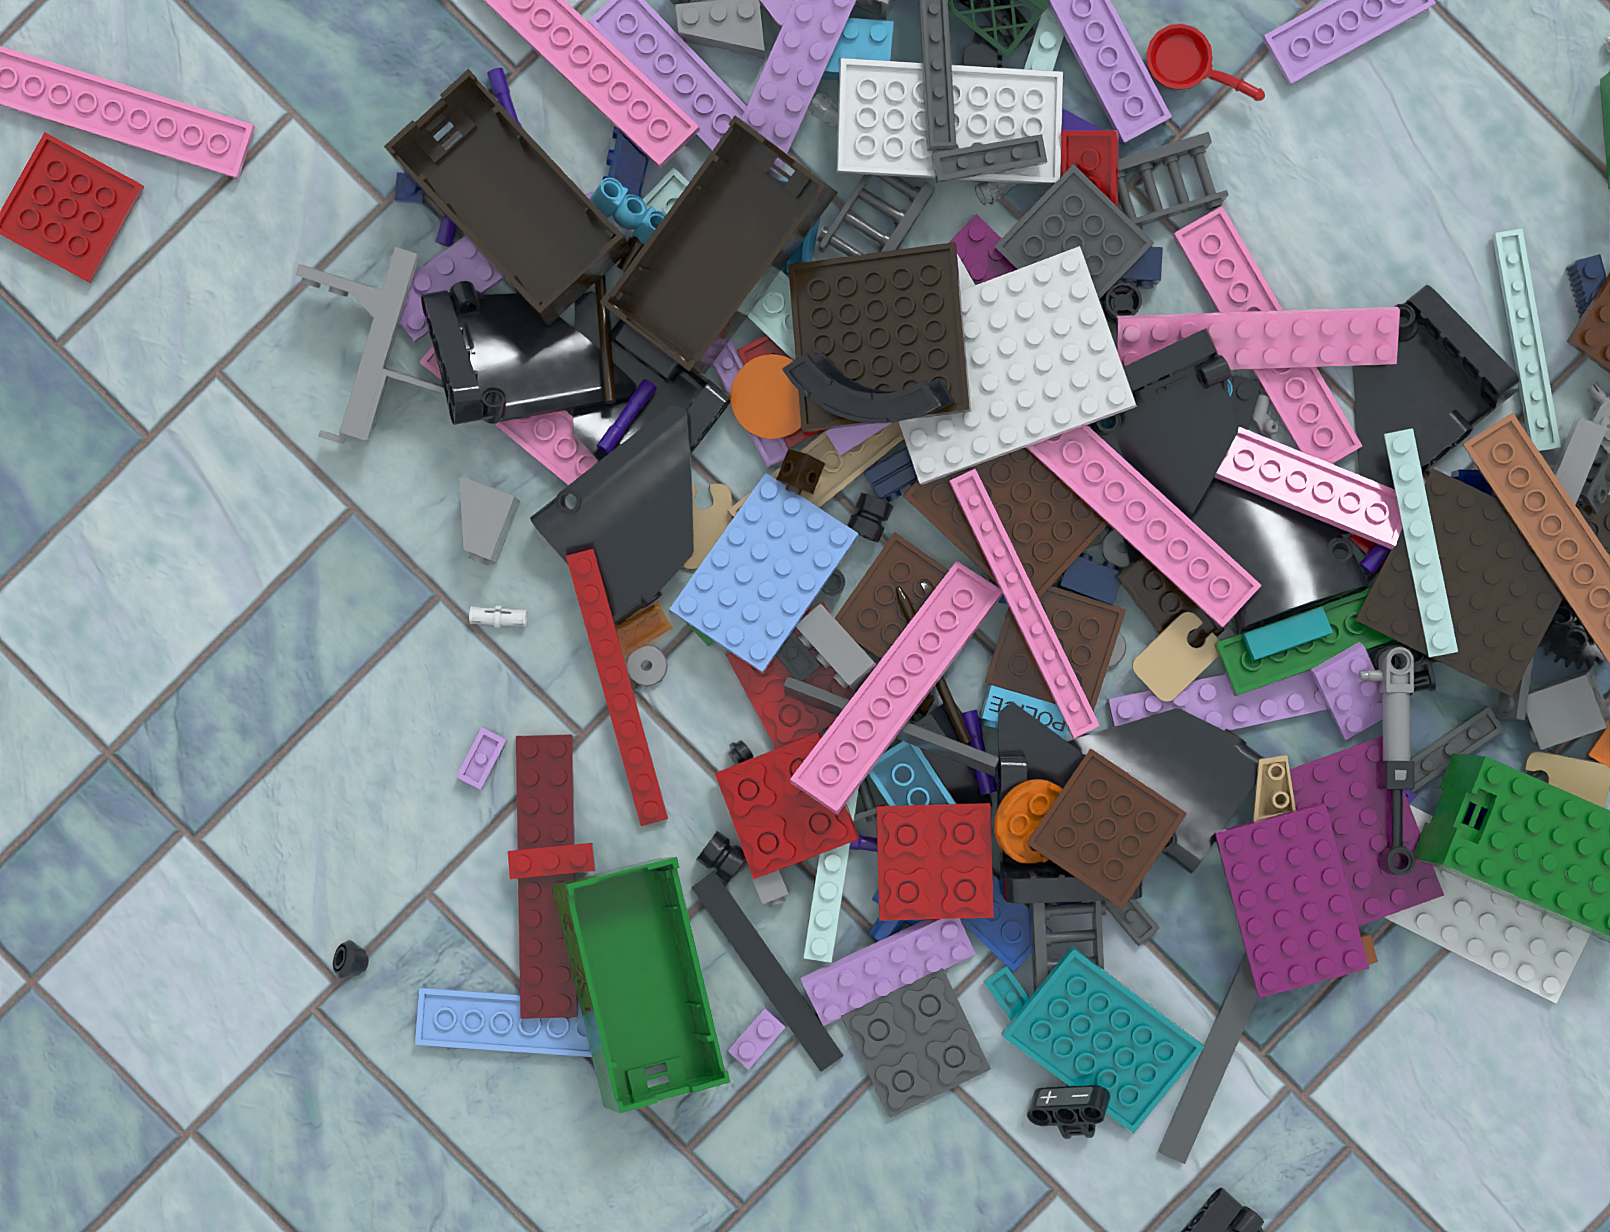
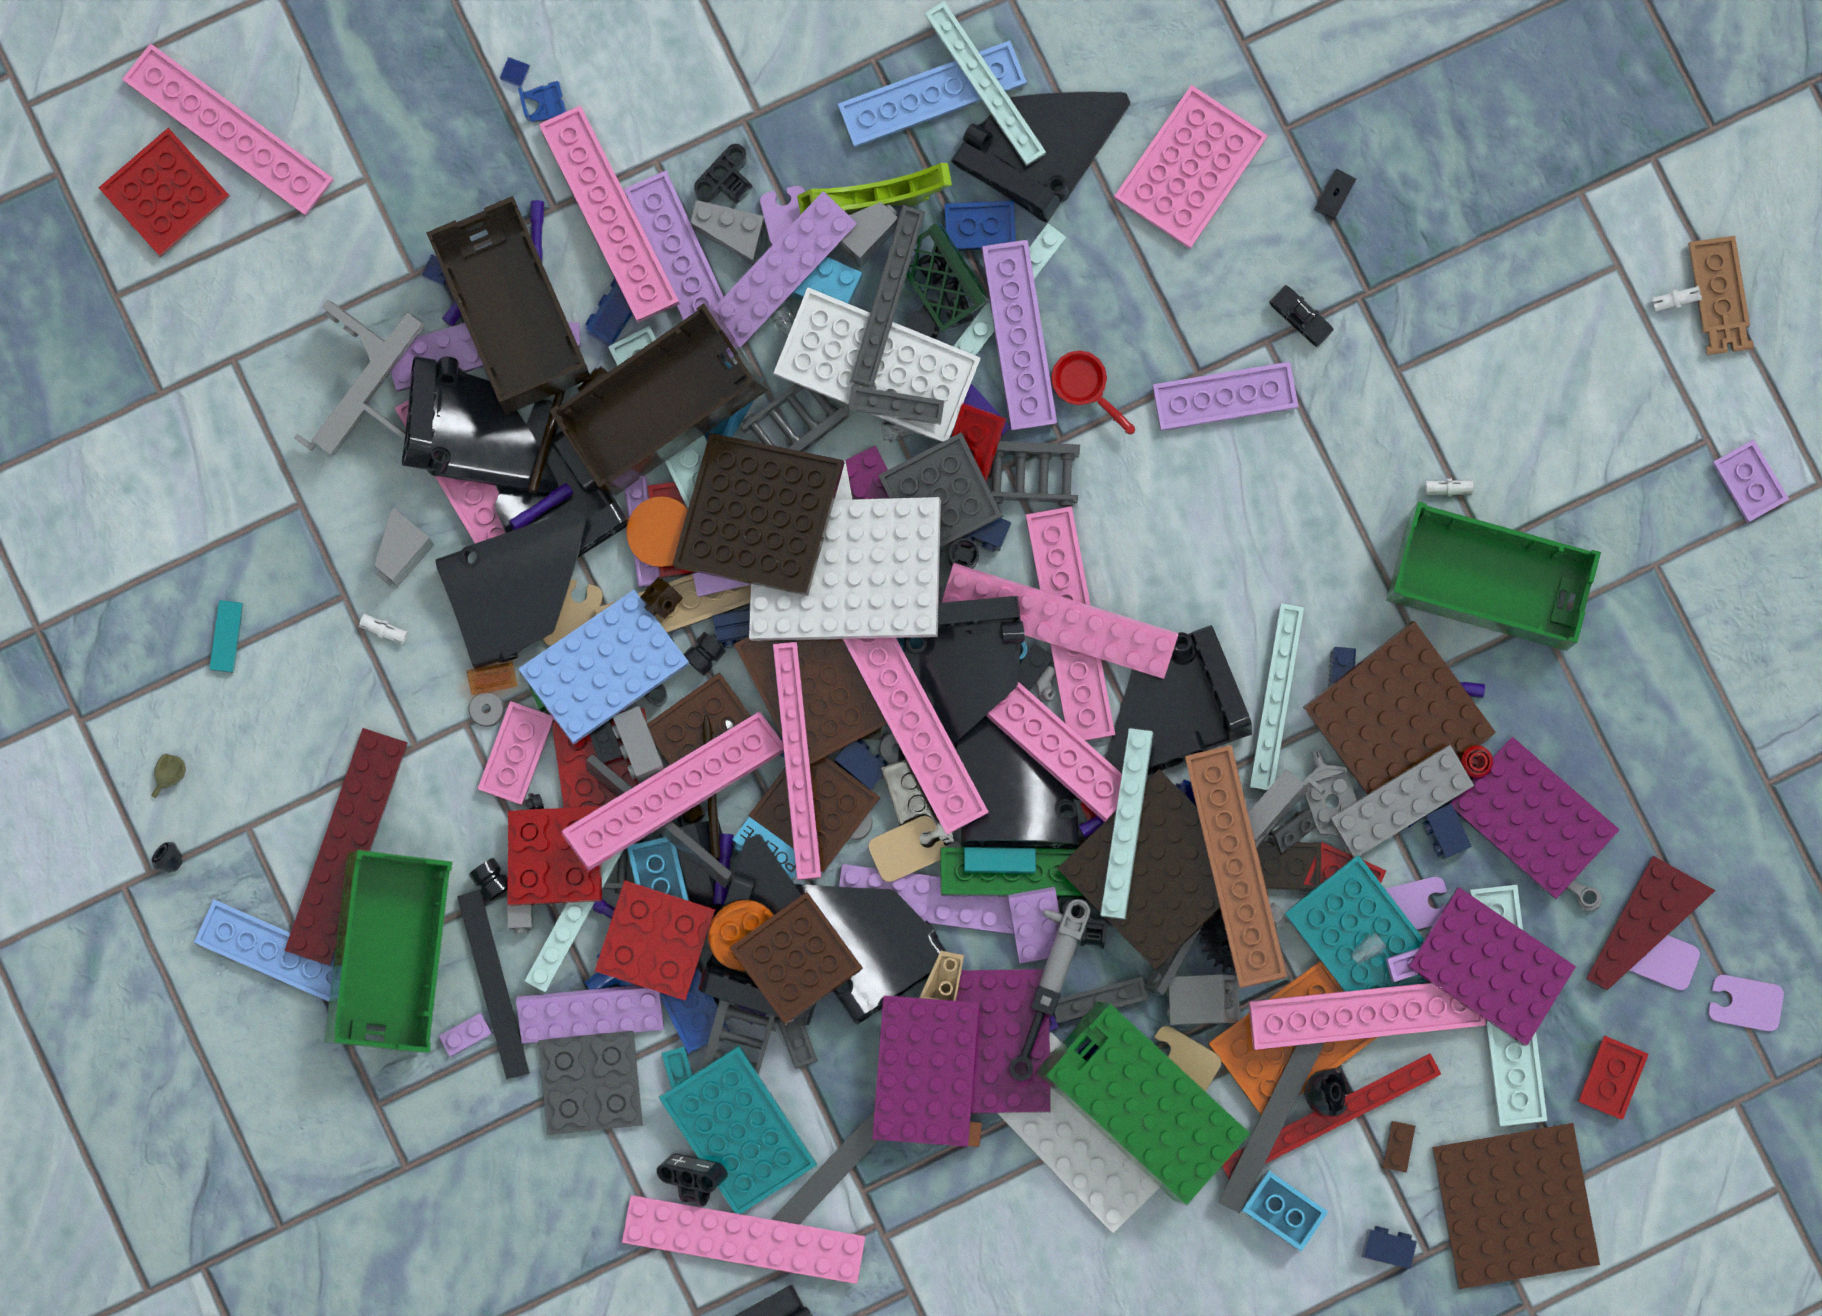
camera: 20 degrees right, 5 degrees down
(315, 863) = (168, 772): none -> olive piece
(324, 686) = (226, 636): none -> teal tile
(481, 758) = (329, 735): lavender plate -> none
(551, 861) = (354, 834): red plate -> none
(617, 686) = (456, 717): red plate -> none
(628, 210) = (599, 346): medium azure piece -> none
(698, 703) = (516, 753): none -> bright pink plate
(851, 400) = (714, 552): black fence -> none
(1150, 1156) = (744, 1239): none -> bright pink plate

